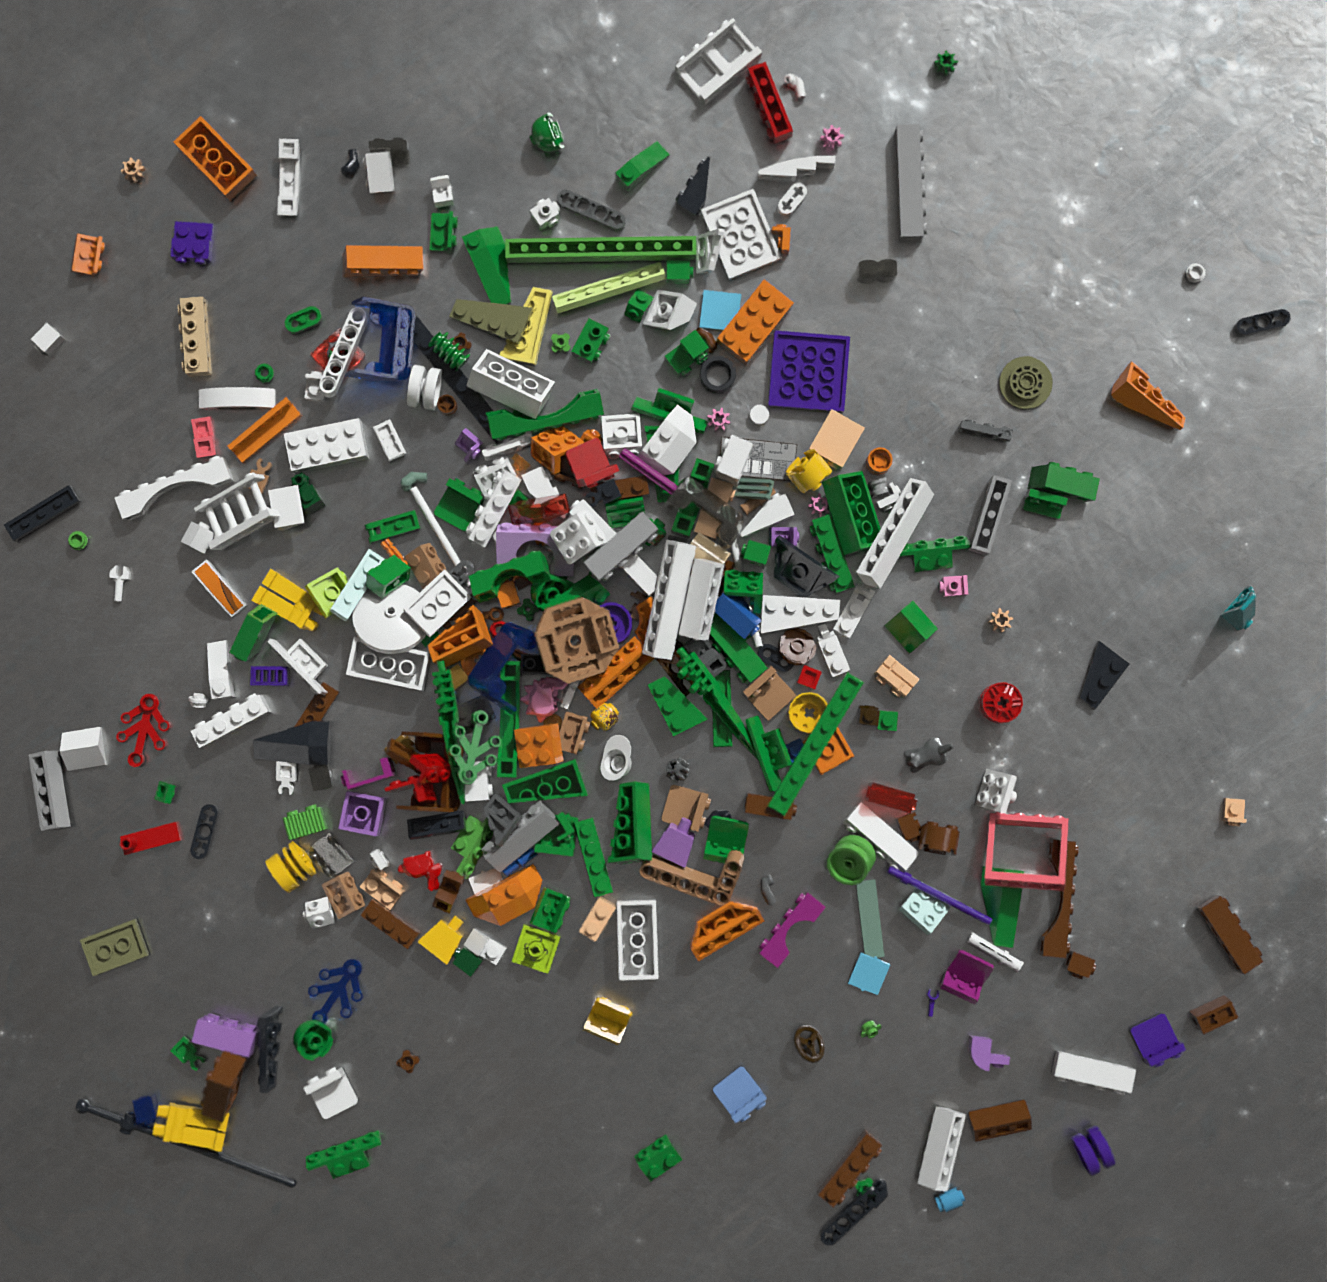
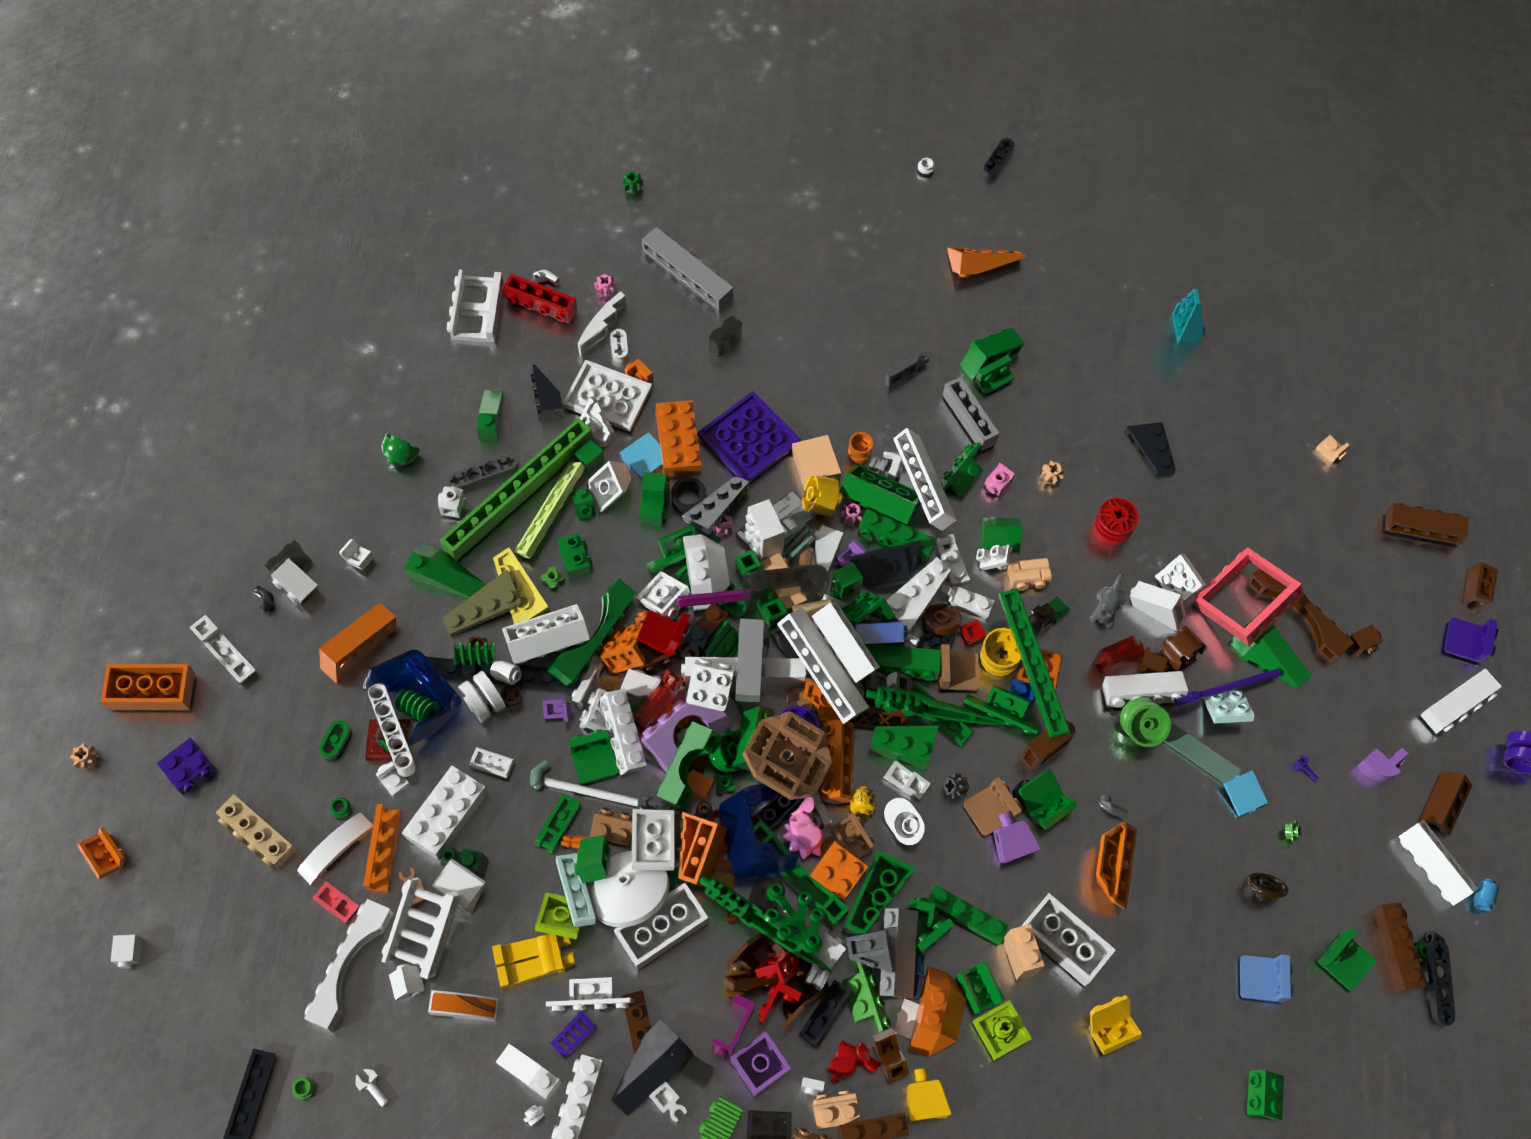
camera: 50 degrees left, 20 degrees down
(253, 633) = (528, 1009): green brick -> none
(375, 351) = (416, 705): none -> green piece
(442, 232) = (385, 582): green bracket -> none
(449, 798) = (817, 977): none -> light grey wheel
(456, 386) = (505, 672): none -> white brick
(466, 960) = (962, 1096): dark green brick -> none
(484, 946) = (961, 1071): white slope -> none
(632, 826) = (973, 860): green wedge -> none
(650, 731) = (907, 781): none -> white slope
(696, 880) = (1058, 849): medium nougat beam -> none
(727, 403) = (713, 507): none -> wing
(759, 414) = (748, 498): white tile -> none
(805, 910) = (1165, 842): magenta arch -> none
(807, 1140) = (1347, 960): none -> green bracket
(883, 640) = (995, 557): none -> white hips
(961, 791) = (1159, 604): none -> white slope
(966, 976) = (1307, 723): magenta bracket -> none
(996, 953) = (1312, 688): white pin -> none
(1026, 382) = (898, 313): olive wheel -> none

